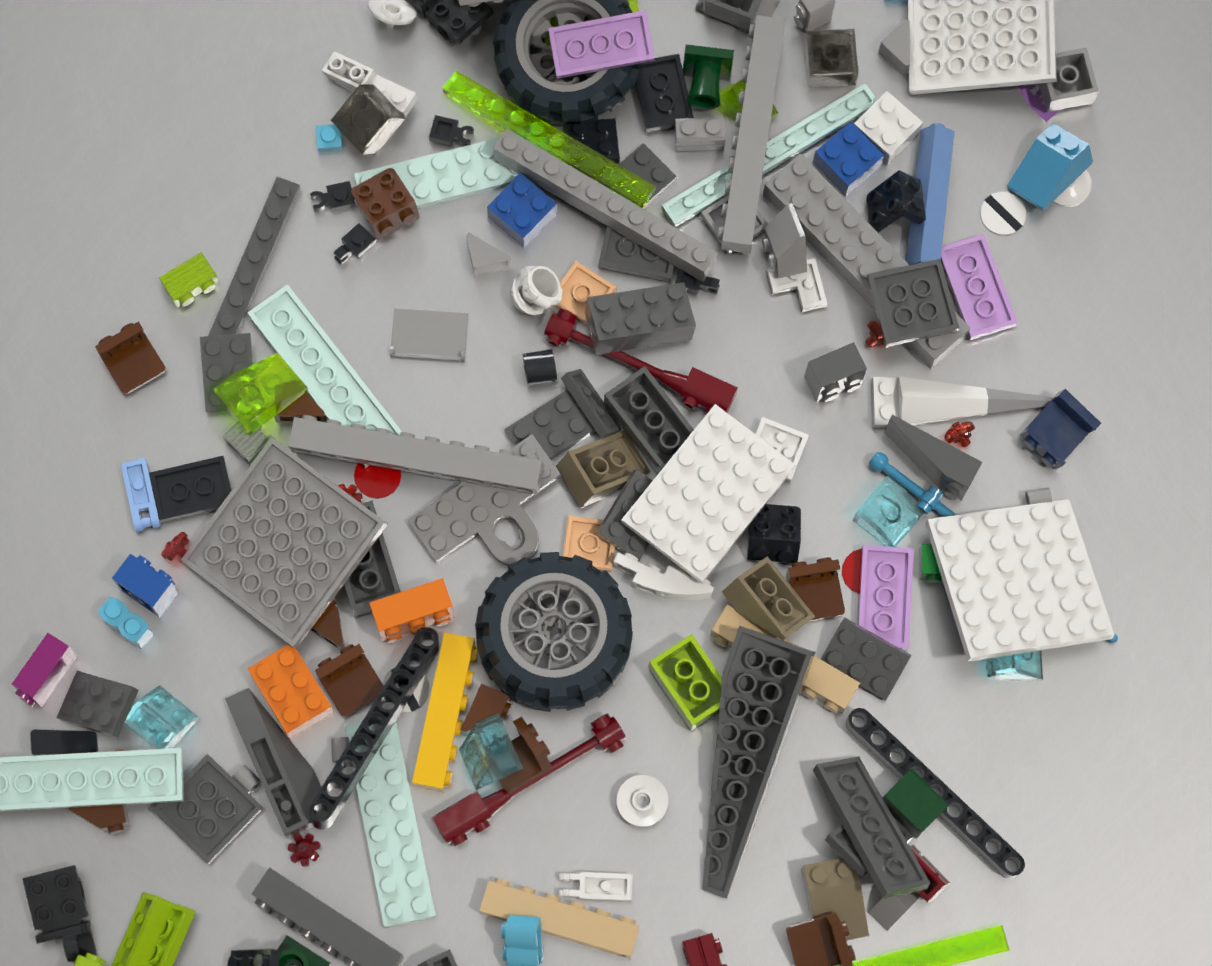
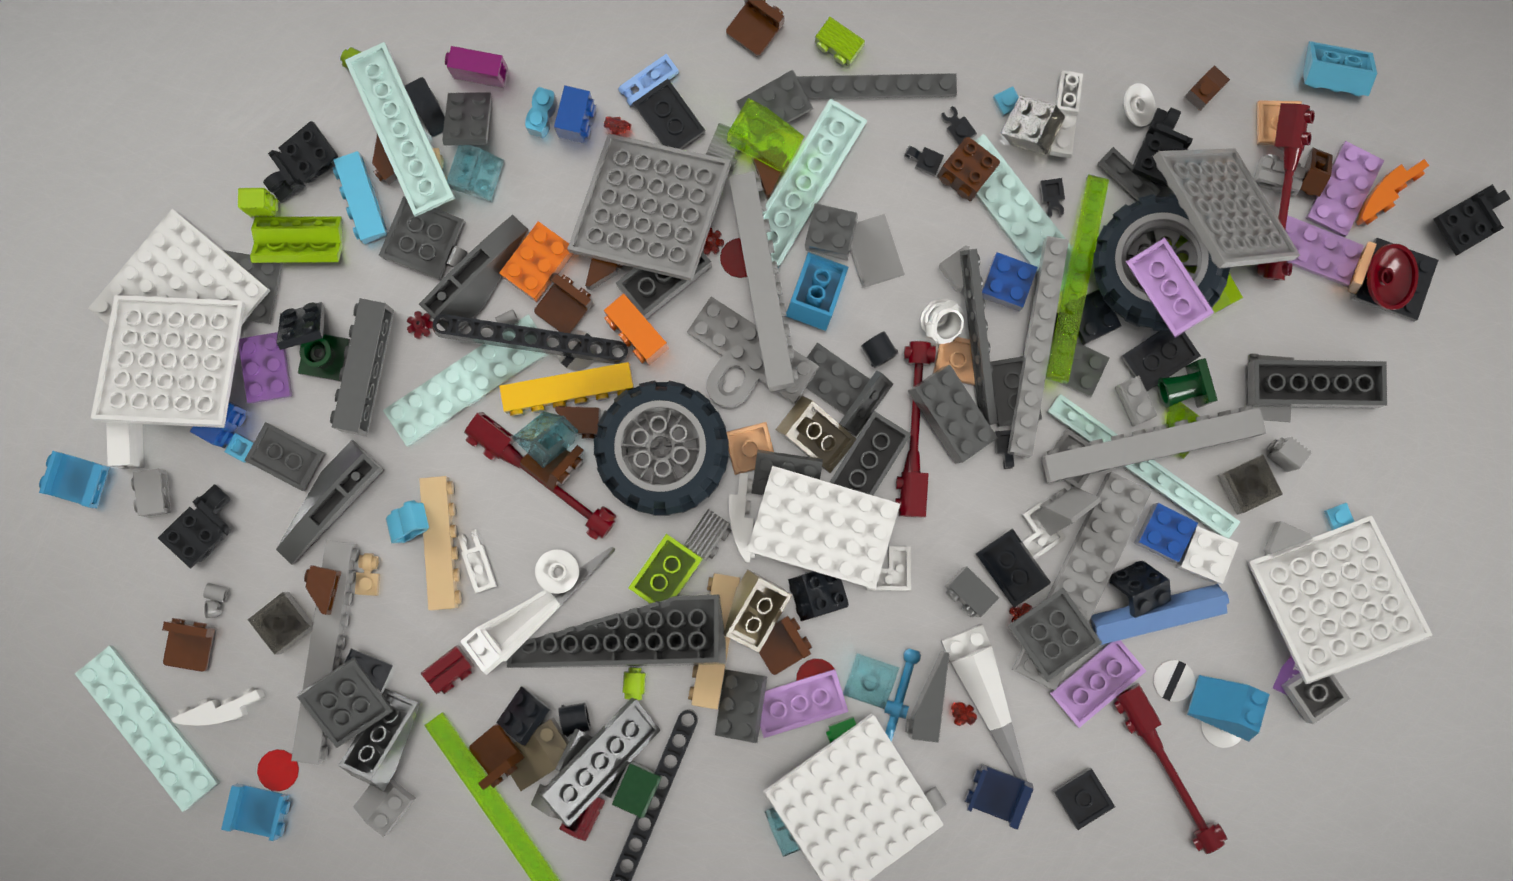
camera: 75 degrees right, 10 degrees up
(132, 859) = (360, 197): none -> medium azure brick
(391, 367) = (831, 231): none -> dark grey brick
(450, 407) = (817, 291): none -> dark azure slope
(454, 55) = (1121, 171): none -> dark grey plate
(564, 258) = (978, 334): none -> dark grey plate
(665, 621) = (707, 535): none -> light grey brick
(689, 883) = (503, 635): none -> white plate
(788, 896) = (523, 716): none -> black plate
(797, 764) = (634, 683): none -> lime brick
(811, 843) = (573, 718): none -> black piece
(826, 322) = (1013, 568): none -> black plate
(1034, 256) = (1144, 721): none -> dark red bar
(1093, 347) = (1084, 799): none -> black plate

